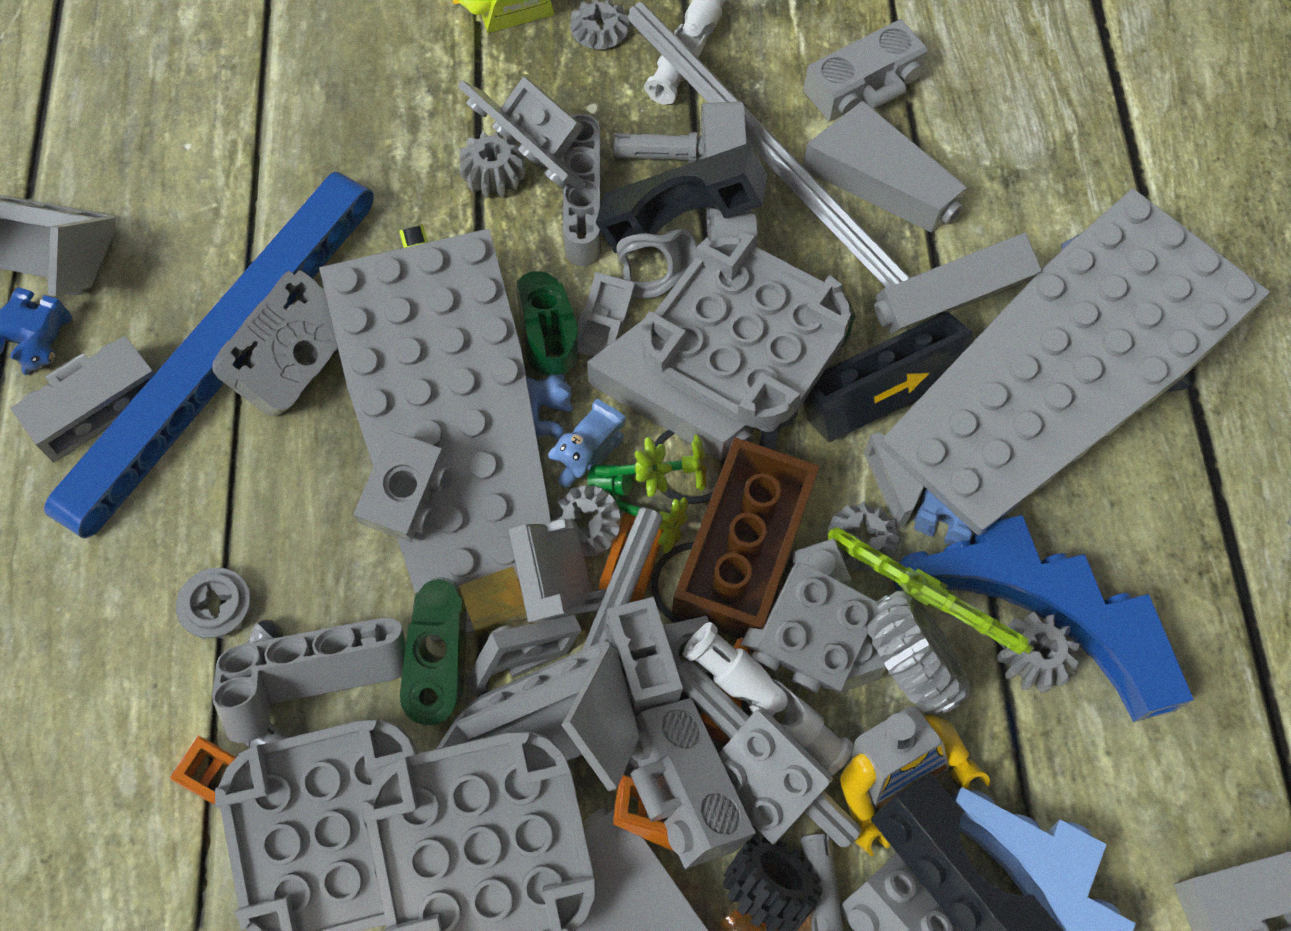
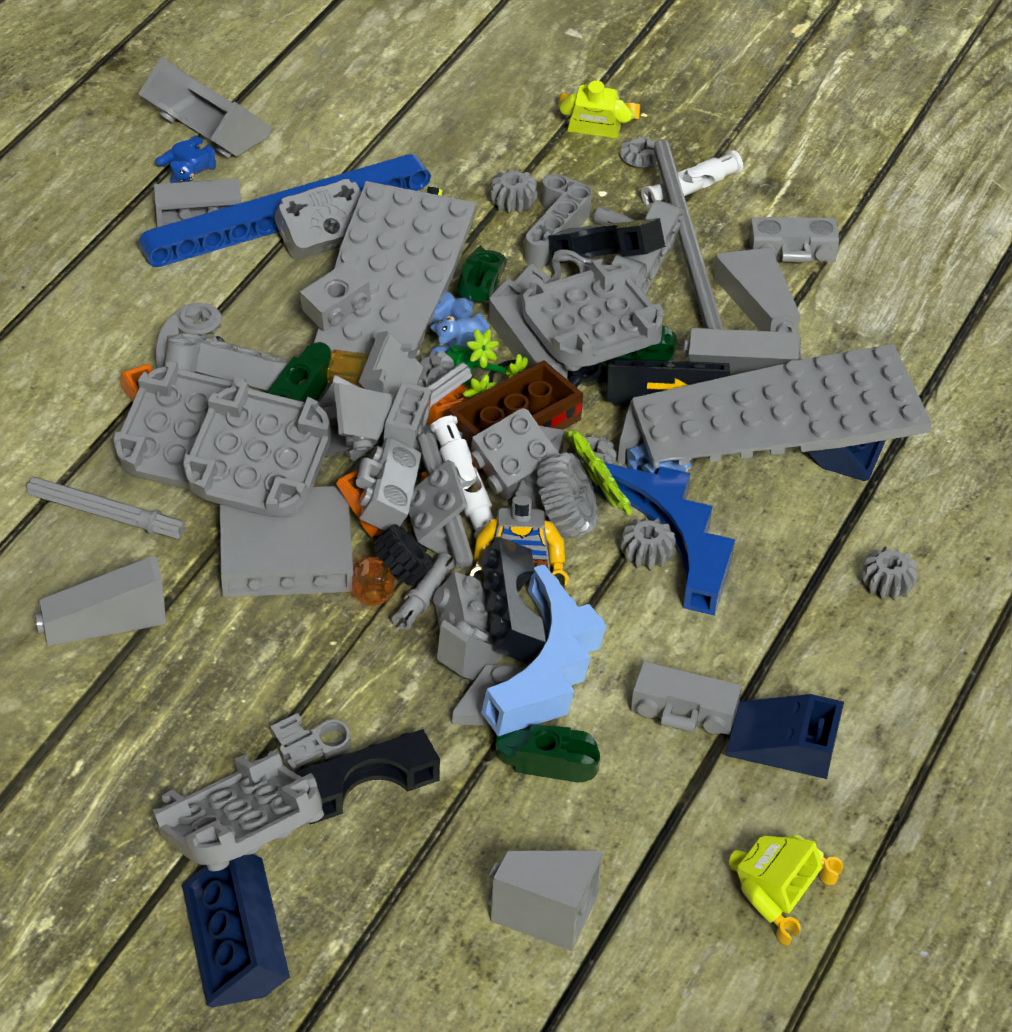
camera: 30 degrees right, 20 degrees down
(199, 675) = (169, 330): none -> light grey slope
(536, 123) = (548, 174): light grey bracket -> none

